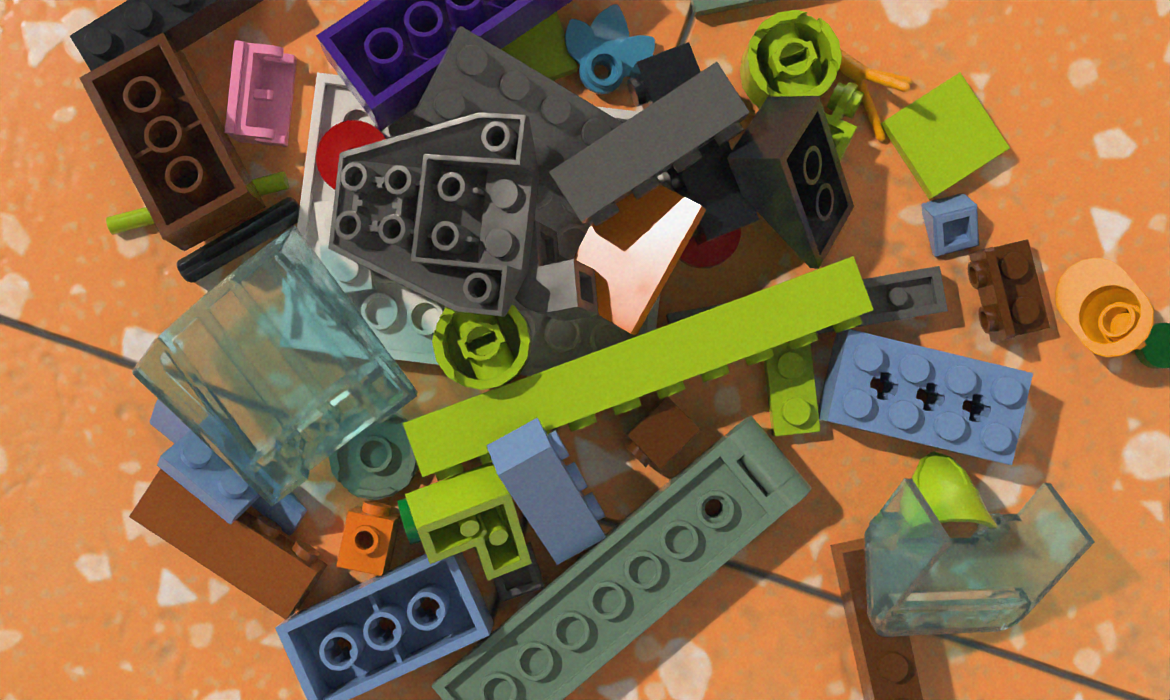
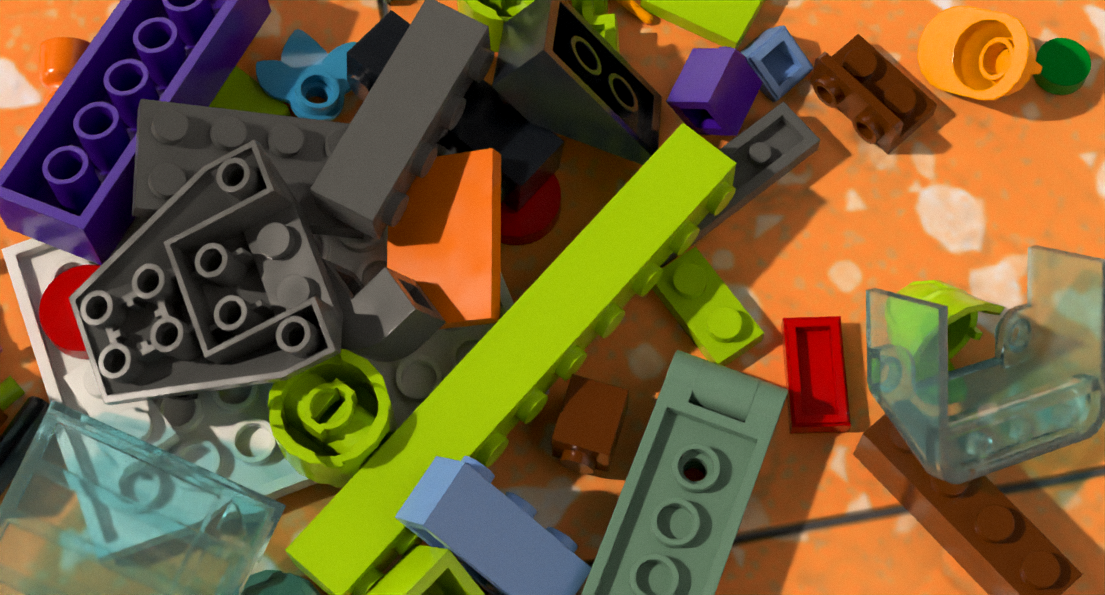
camera: 25 degrees left, 20 degrees down
(839, 477) = (815, 375): none -> red tile
(894, 230) = (714, 91): none -> dark purple brick
(993, 390) = (904, 226): medium blue brick -> none

